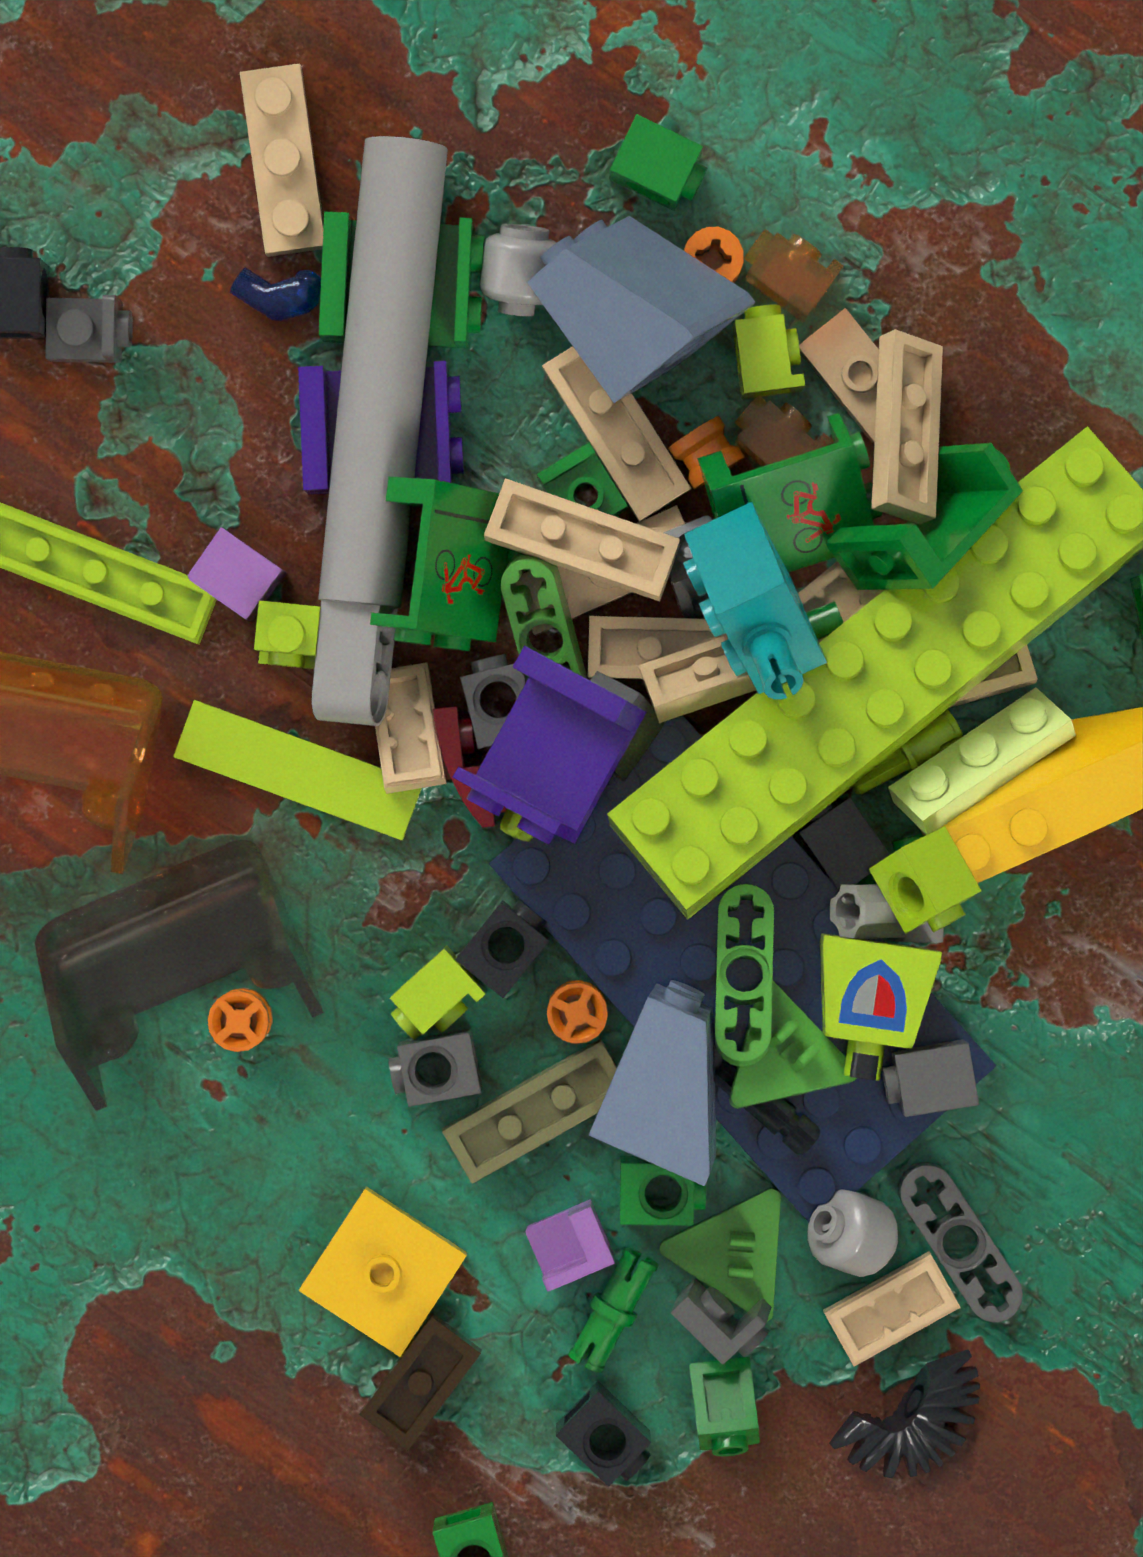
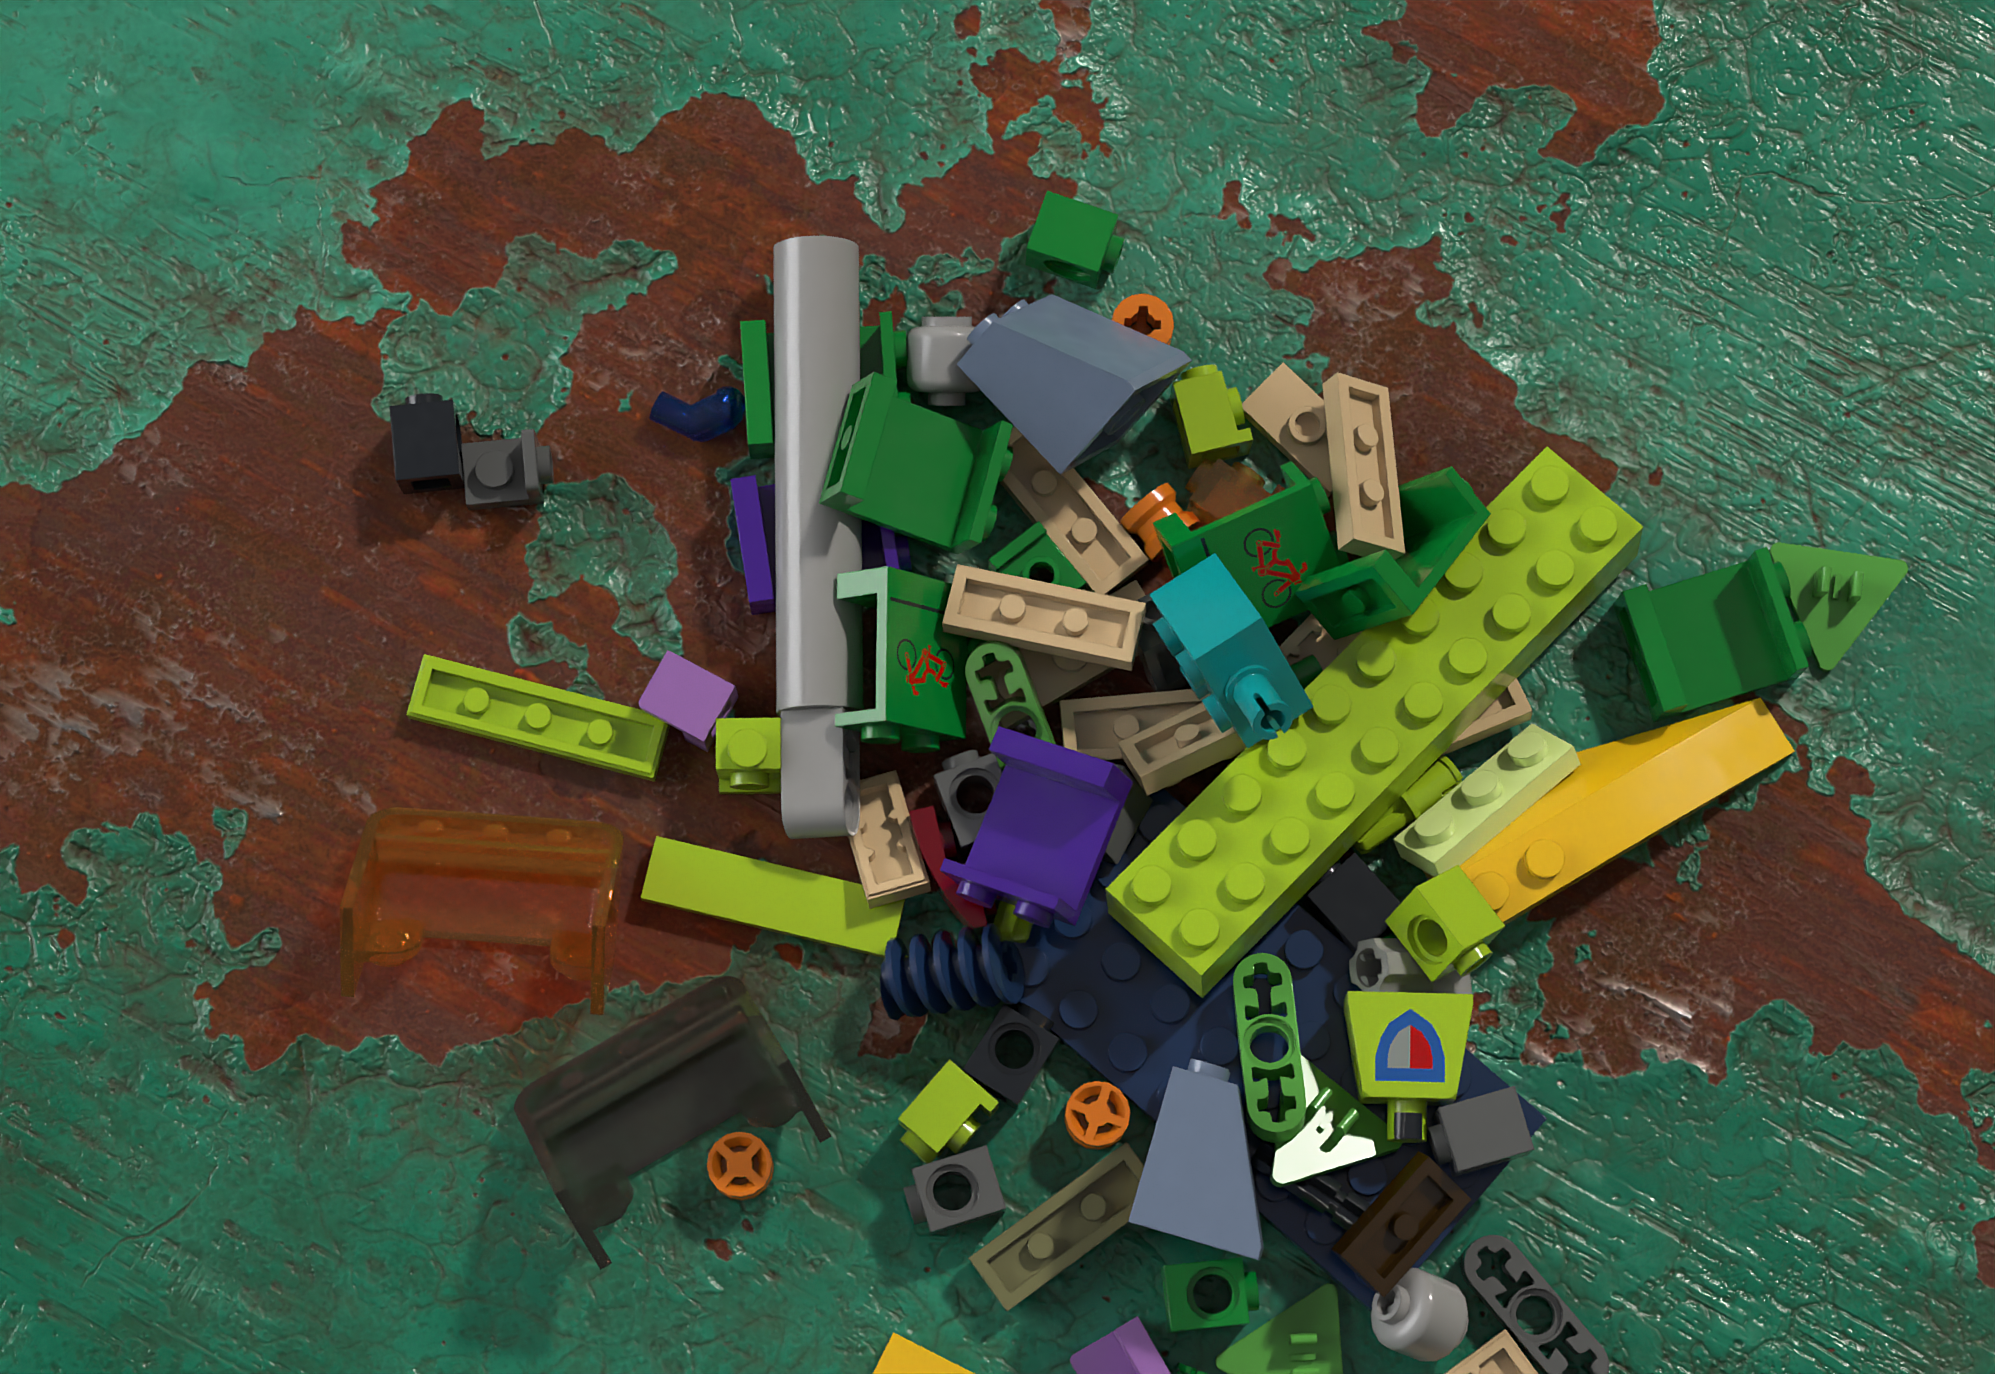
camera: 10 degrees left, 10 degrees down
(283, 159) = (690, 281): tan plate -> none
(455, 866) = (950, 974): none -> dark blue piece
(477, 379) = (916, 468): none -> green panel
(790, 272) = (1223, 333): clear orange brick -> none
(845, 1154) = (1401, 1224): none -> dark brown plate

